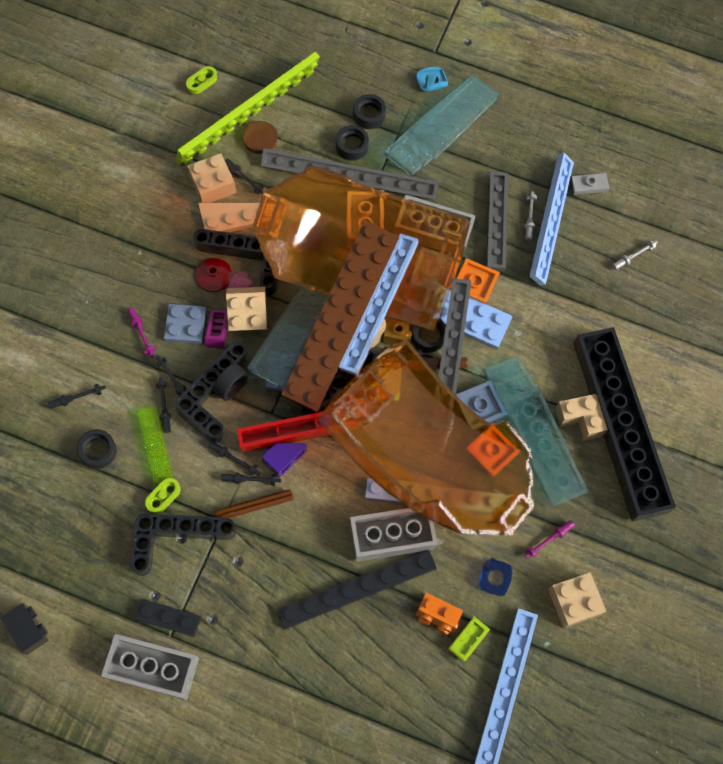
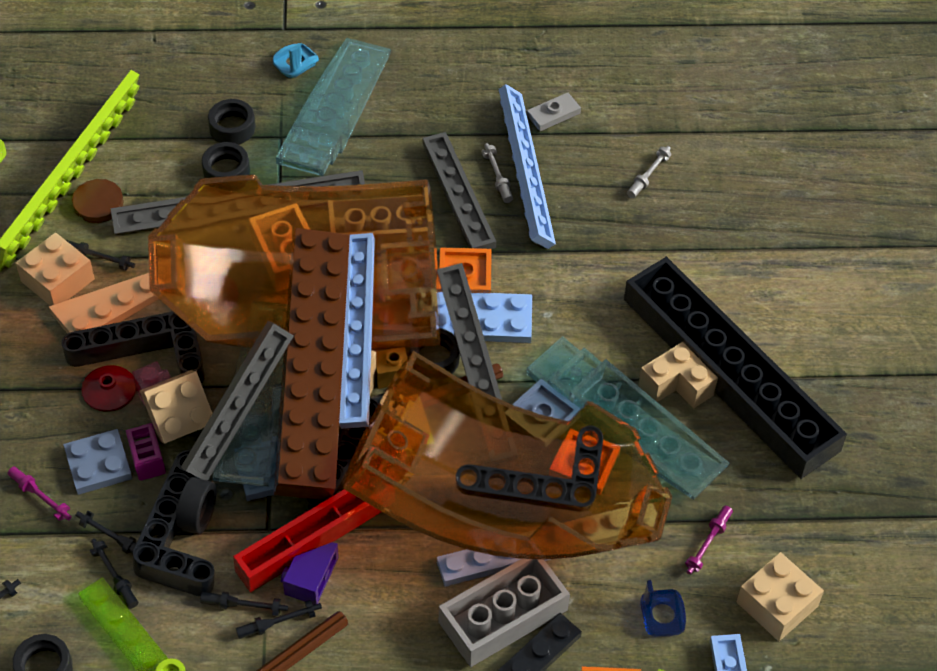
camera: 20 degrees left, 15 degrees down
(280, 325) = (237, 401): none -> dark grey plate
(451, 460) = (540, 483): none -> black beam

